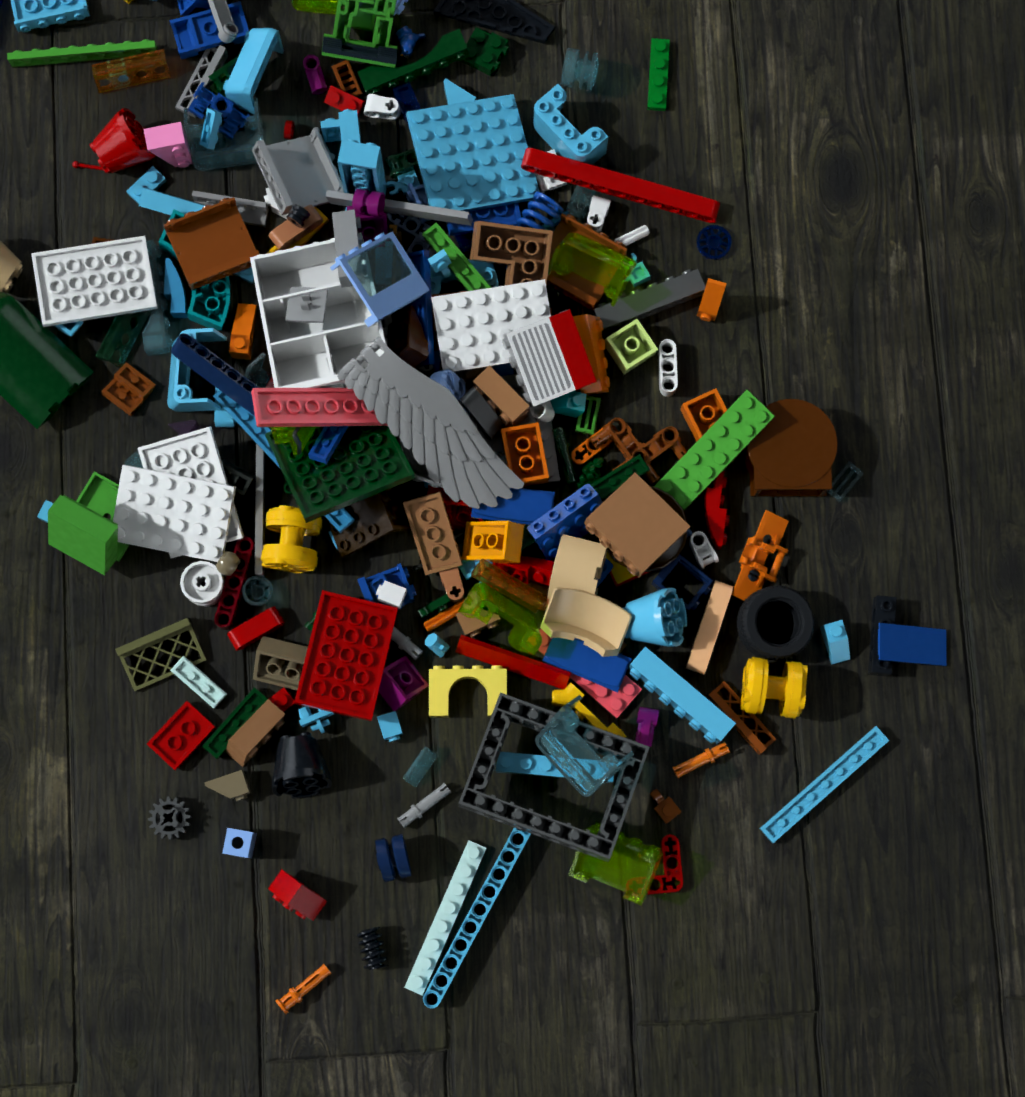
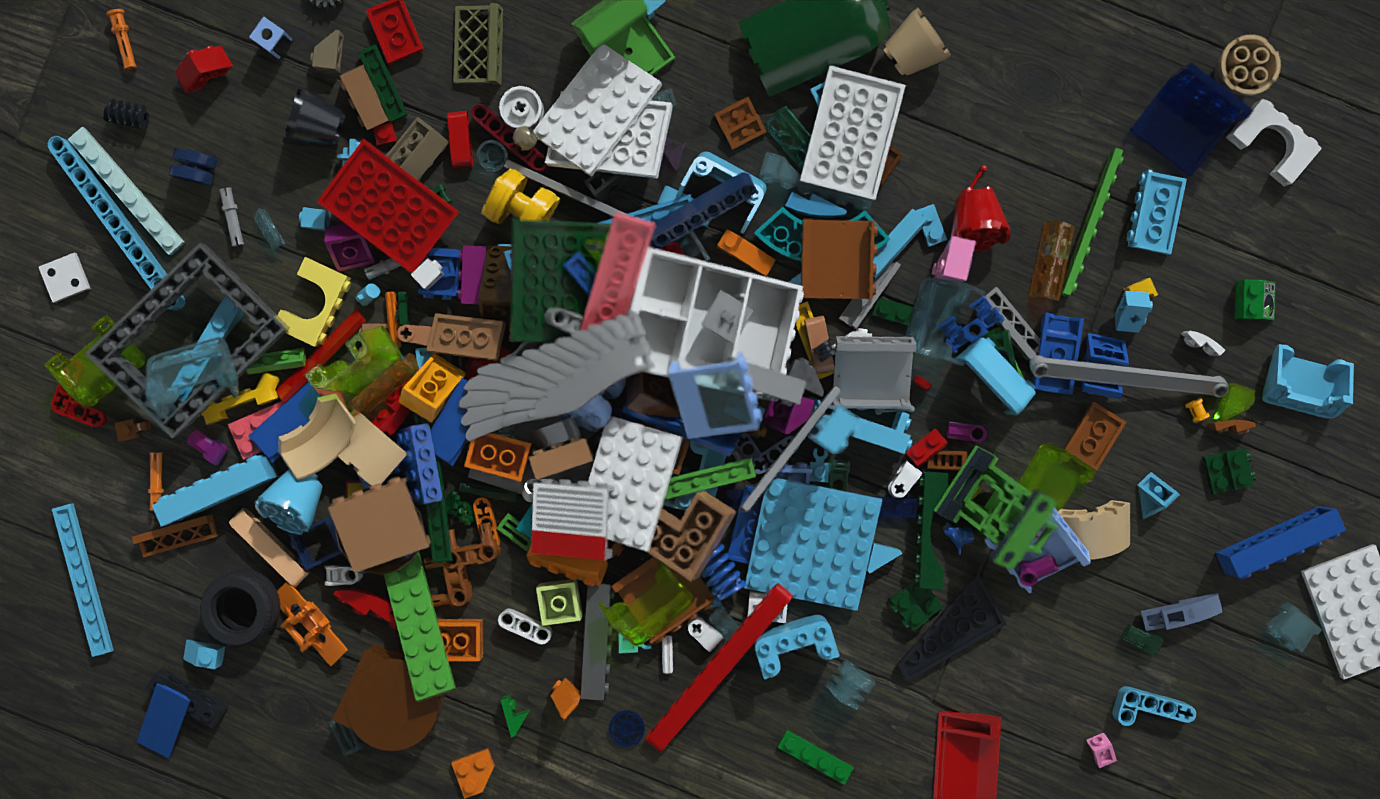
camera: 120 degrees right, 10 degrees up
(198, 682) = (436, 67): light aqua tile -> none
(210, 128) = (955, 309): medium azure plate -> none
(237, 181) = (892, 311): none -> dark green plate
(324, 229) = (802, 370): none -> flat silver slope
(365, 202) = (803, 421): magenta wheel -> none
(375, 440) = (567, 322): none -> light grey piece
(375, 557) = (471, 274): none -> magenta brick
(440, 262) = (712, 461): medium azure plate -> none
(532, 691) = (279, 360): none -> bright green plate
(554, 937) = (64, 277): none -> white tile
(754, 338) = (513, 719): none -> green slope
(788, 689) = (174, 588): yellow piece -> none
(819, 354) = (473, 772): none -> orange plate

